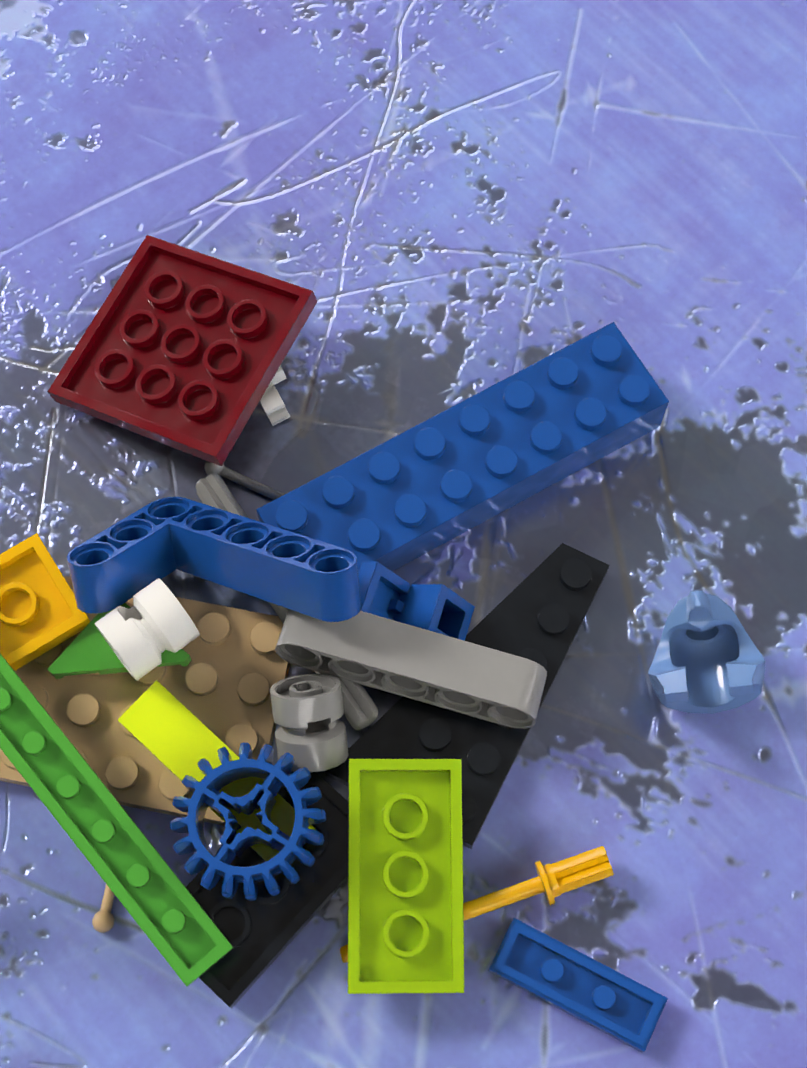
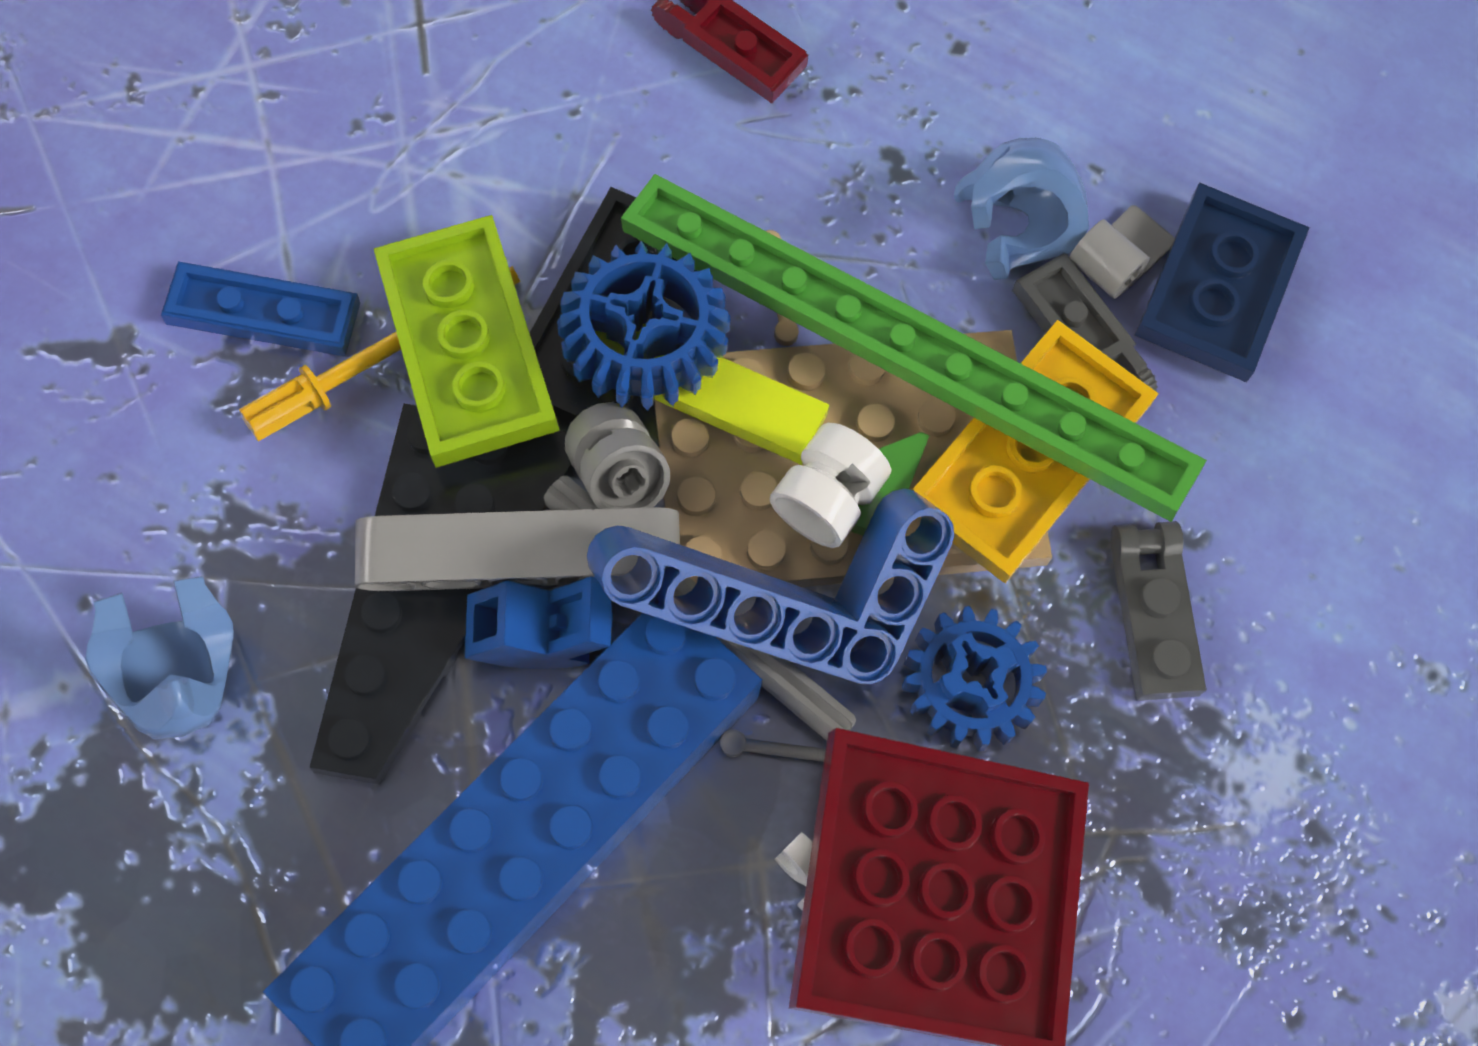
camera: 155 degrees right, 0 degrees up
(74, 481) = (984, 702): none -> blue gear

